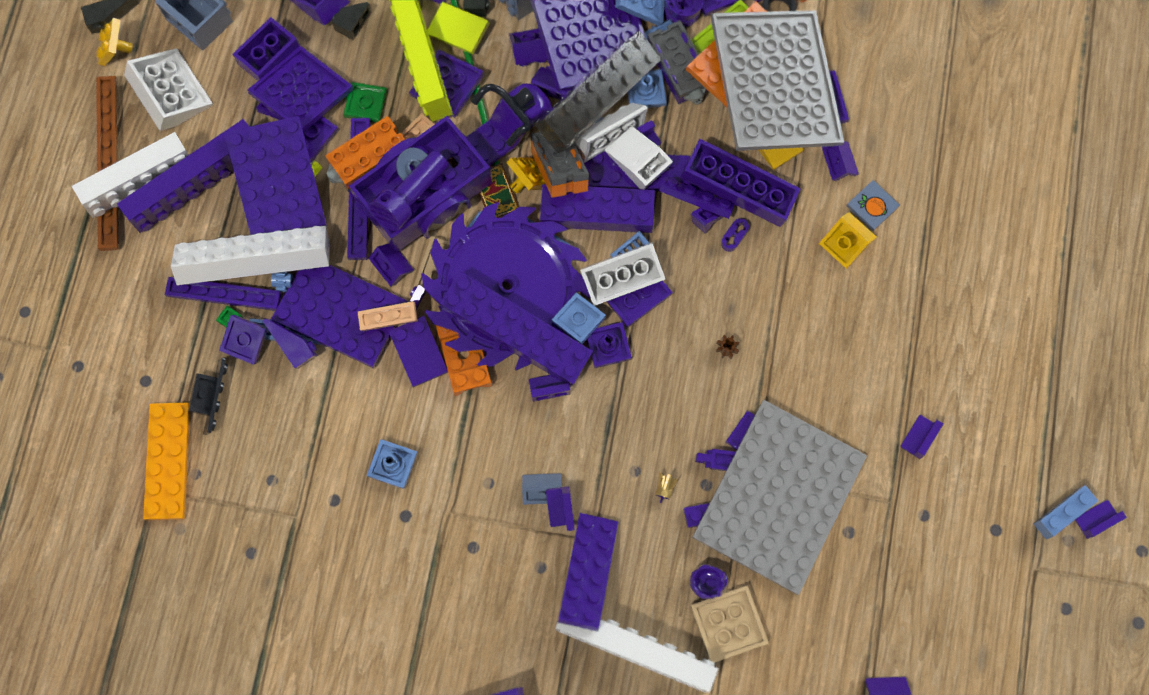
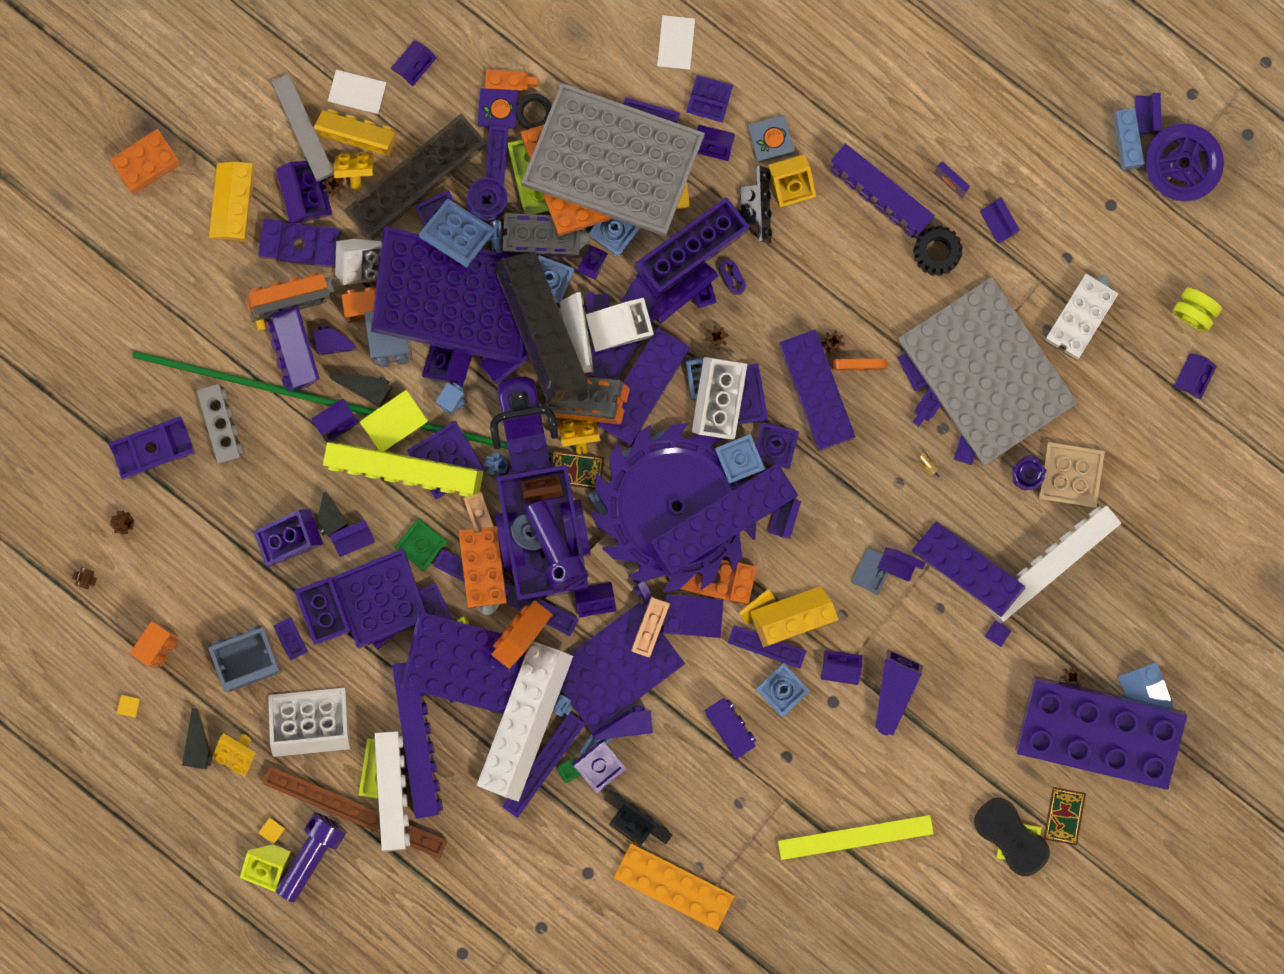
camera: 65 degrees left, 10 degrees up
(27, 114) = (265, 866): none -> neon yellow slope
(61, 106) = (272, 830): none -> yellow tile
(73, 142) = (323, 834): none -> dark purple piece
(232, 40) = (290, 638): none -> dark purple plate
(290, 601) = (855, 837): none -> neon yellow tile
(324, 210) = (520, 633): none -> orange brick
(332, 432) = (730, 727): none -> dark purple brick
(342, 46) = (352, 538): none -> dark purple panel
(424, 430) = (779, 651): none -> dark purple plate
(440, 505) = (841, 667): none -> dark purple panel
(449, 562) = (897, 687): none -> dark purple slope
(456, 403) = (764, 599): none -> yellow slope
(458, 158) = (542, 488): none -> reddish brown panel
(463, 437) = (793, 616): none -> yellow slope
(465, 123) = (496, 464): none -> medium blue gear
(500, 59) = (451, 398): none -> medium blue brick
(545, 633) = (997, 633): none -> dark purple plate
(675, 241) = (716, 331): none -> reddish brown gear
(676, 354) = (817, 390): none -> dark purple brick
(679, 114) = (592, 262): none -> dark purple slope
(714, 120) = (614, 235): none -> medium blue plate
(721, 379) = (858, 364): none -> orange beam
(809, 222) = (756, 204): none -> black bracket
(872, 383) = (949, 239): none -> black tyre
(875, 138) = (709, 98): none -> dark purple slope
(881, 555) = (1082, 315): none -> white piece
(884, 316) = (881, 191): none -> dark purple brick
(905, 90) = (676, 42): none -> white sticker
(932, 371) = (951, 179): none -> dark purple tile
(950, 659) = (1197, 309): none -> neon yellow wheel
(1100, 571) = (1191, 141): none -> dark purple gear

